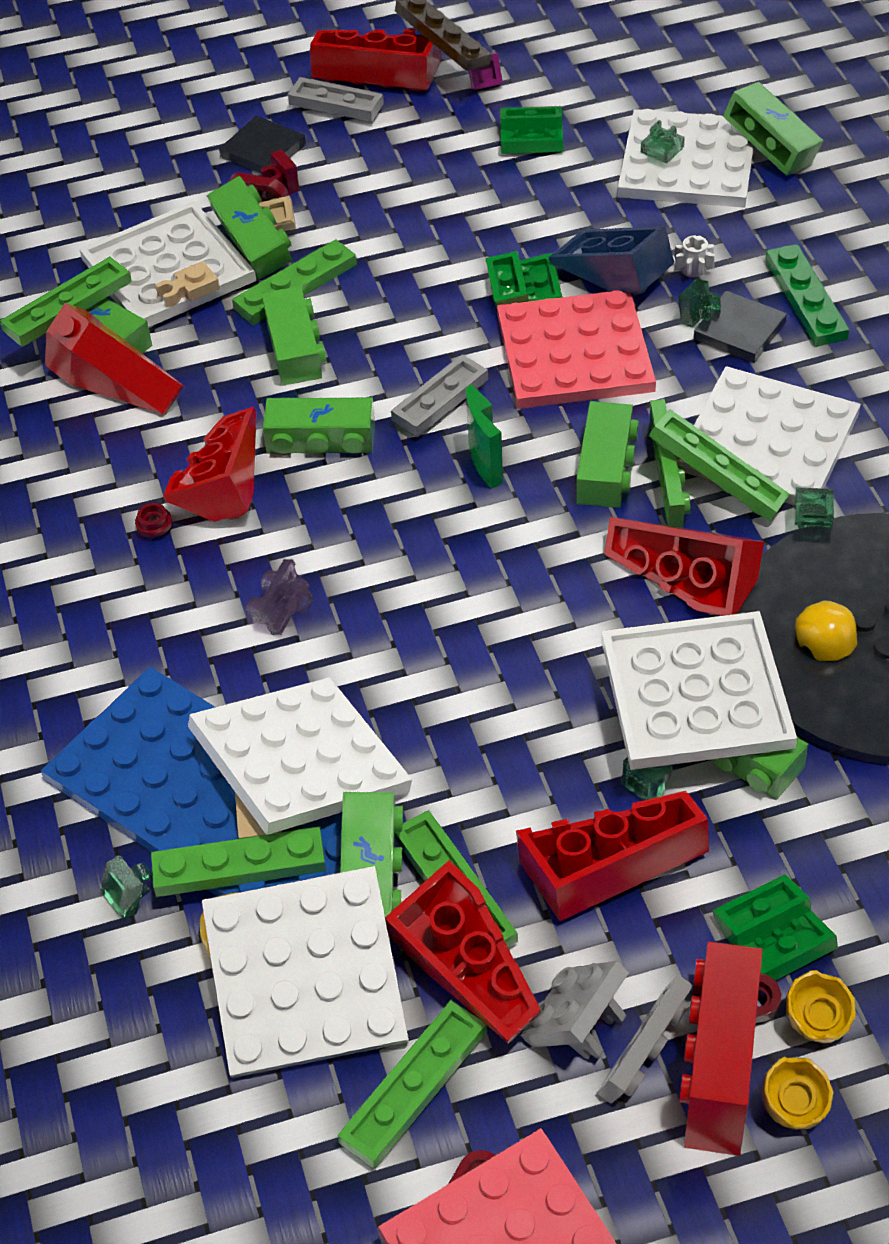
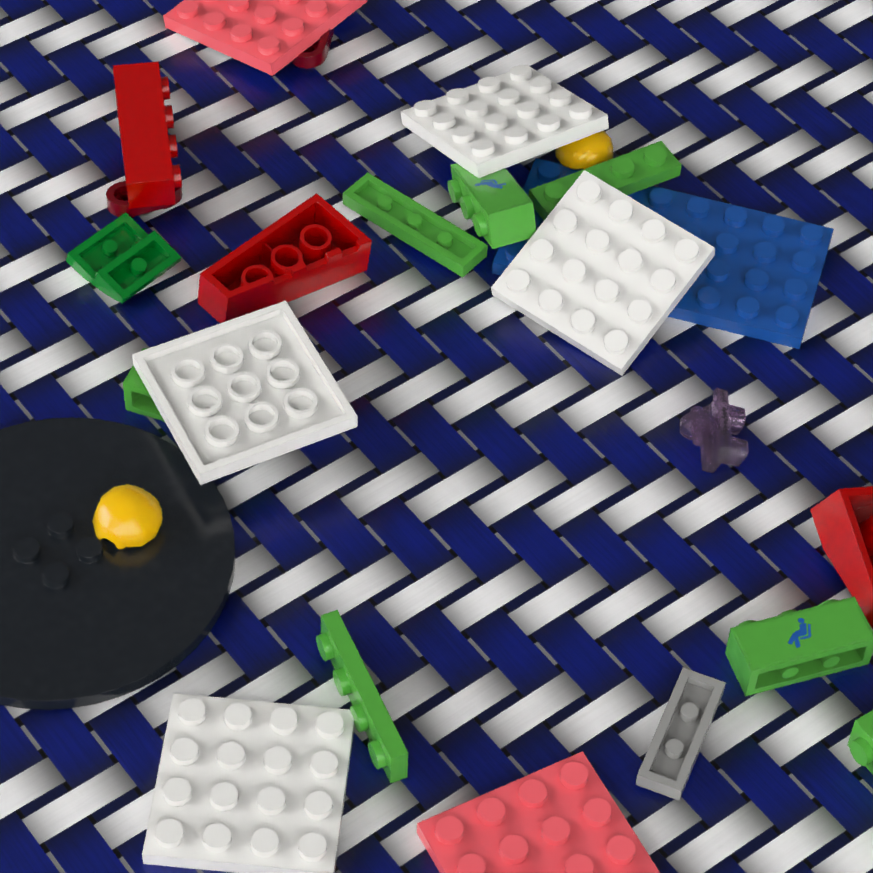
camera: 155 degrees right, 0 degrees up
(125, 885) = (694, 157): clear green tile -> none
(412, 1084) = (383, 91): bright green plate -> none
(462, 948) = (391, 155): red wedge -> none
(484, 438) = (592, 644): green slope -> none
(575, 1005) = (272, 144): light grey plate -> none
(606, 454) = (440, 691): bright green brick -> none
(646, 1041) = (210, 149): light grey plate -> none
(697, 566) = (266, 563): red wedge -> none
(719, 465) = (298, 681): bright green plate -> none
(796, 1093) = (83, 139): yellow hair -> none
(813, 507) = (171, 666): clear green tile -> none
(820, 1007) = (73, 198): yellow hair -> none

